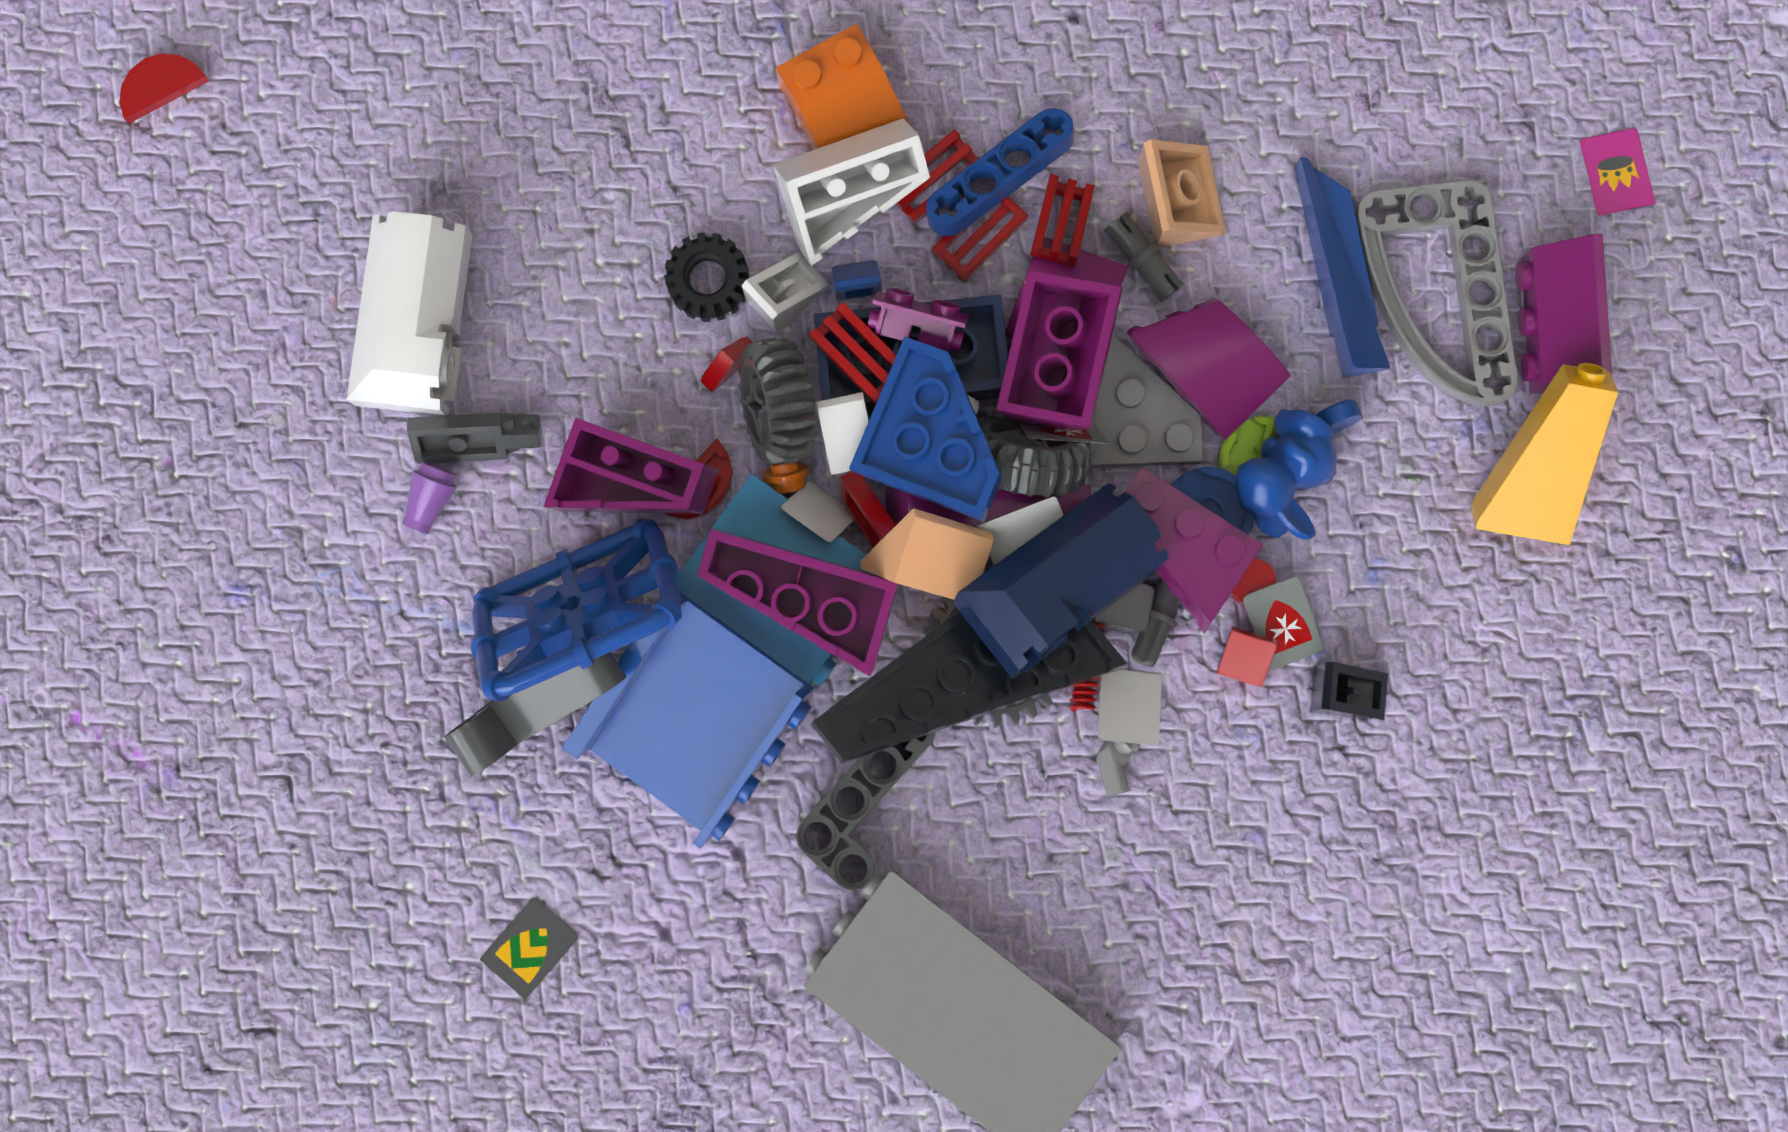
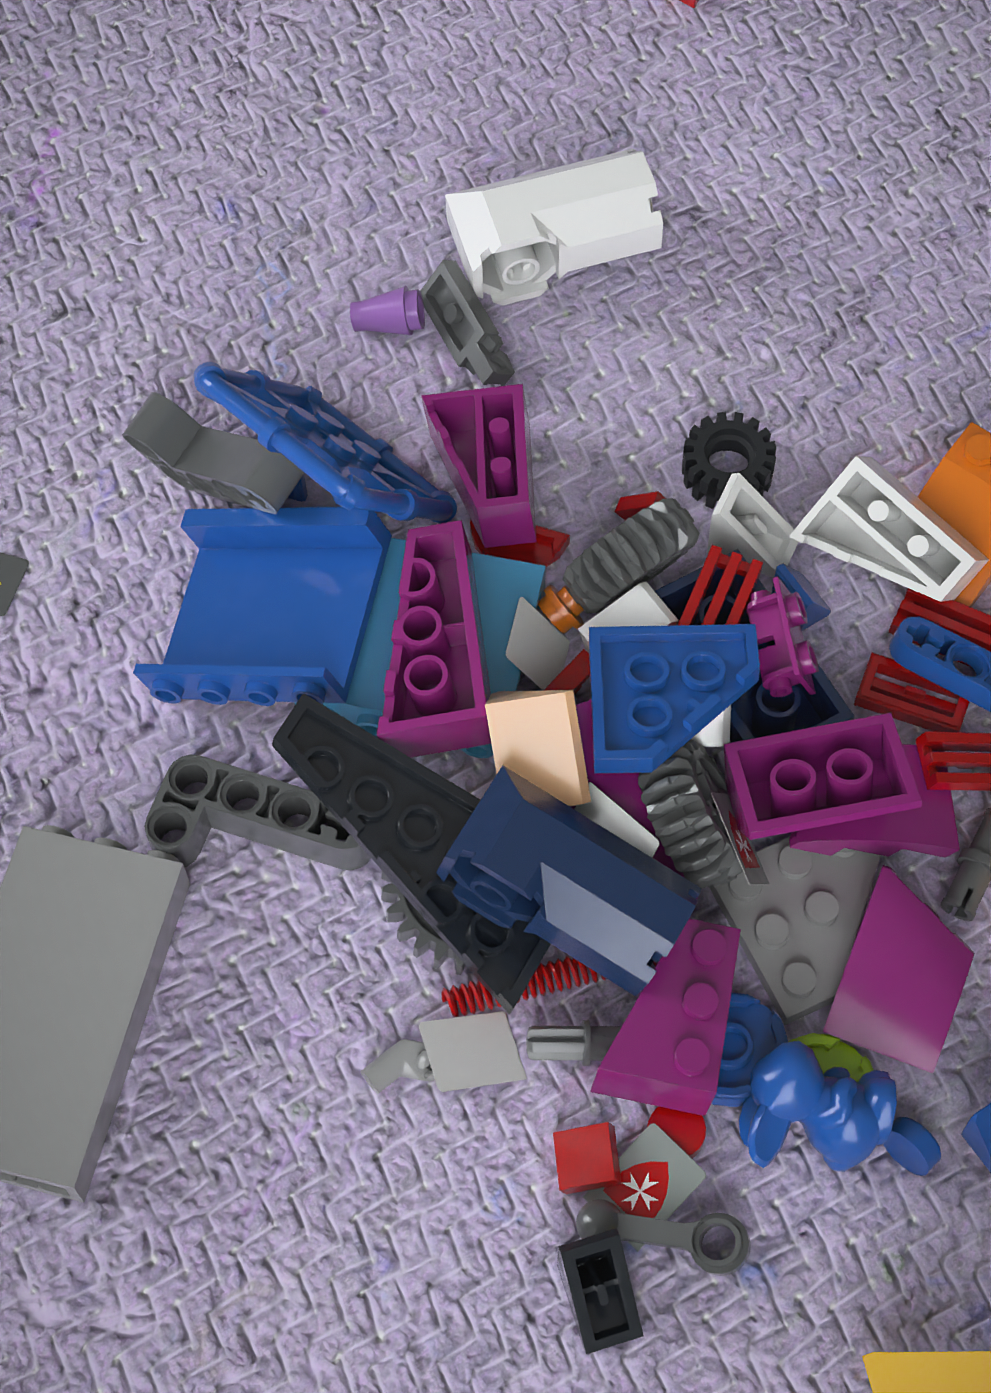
camera: 65 degrees right, 20 degrees down
(1130, 612) = (580, 993): dark grey slope -> none
(1298, 666) = (603, 1216): none -> dark grey piece

